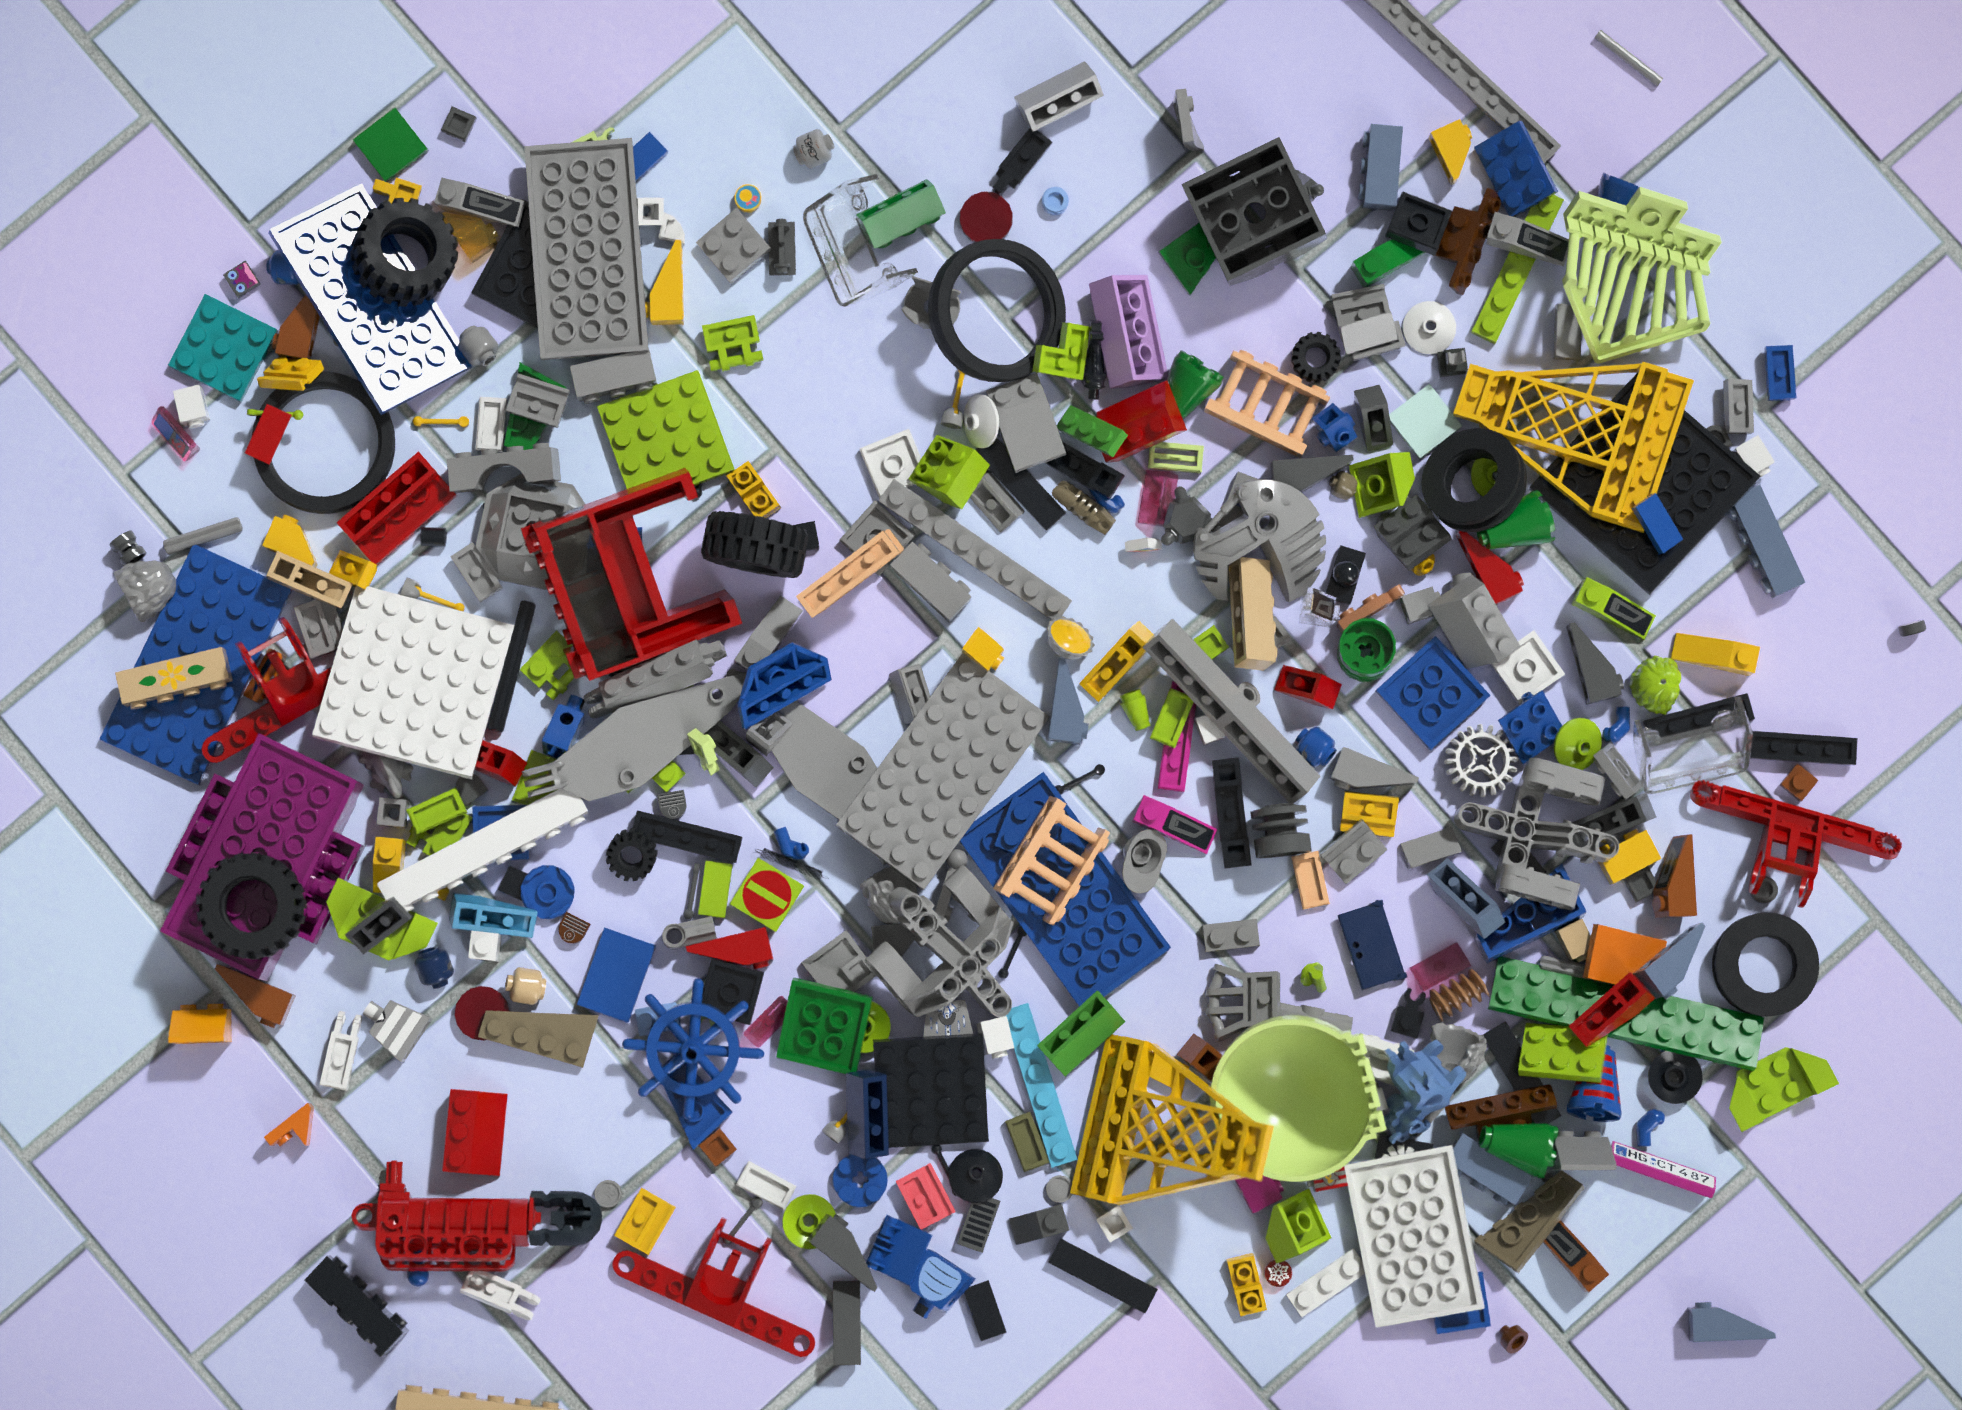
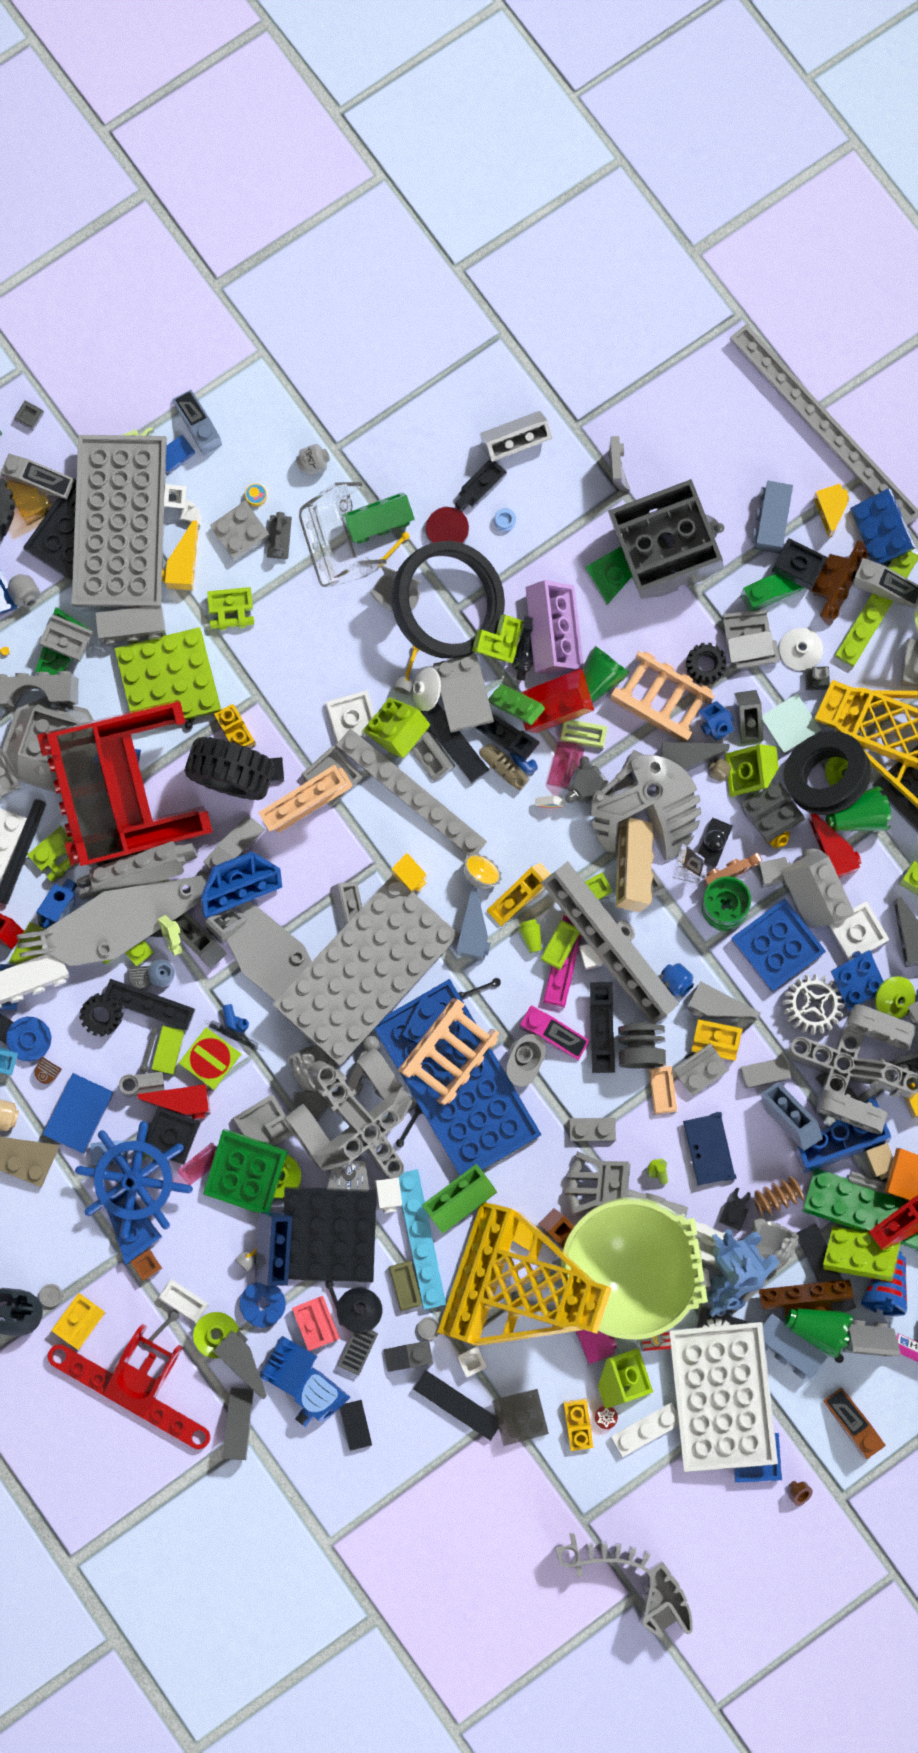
camera: 10 degrees right, 5 degrees down
(491, 423) = (27, 654): white tile -> none
(666, 113) = (197, 422): none -> sand blue slope
(689, 799) = (154, 972): none -> sand blue plate
(931, 581) = (373, 814): light grey brick -> none
(935, 233) = (404, 536): none -> yellow hinge
(1177, 1282) = (520, 1417): none -> clear smoke plate
(1308, 686) = (675, 930): red slope -> none
(1440, 966) = (764, 1172): clear pink slope -> none
(1530, 1223) = (816, 1401): dark tan wing -> none

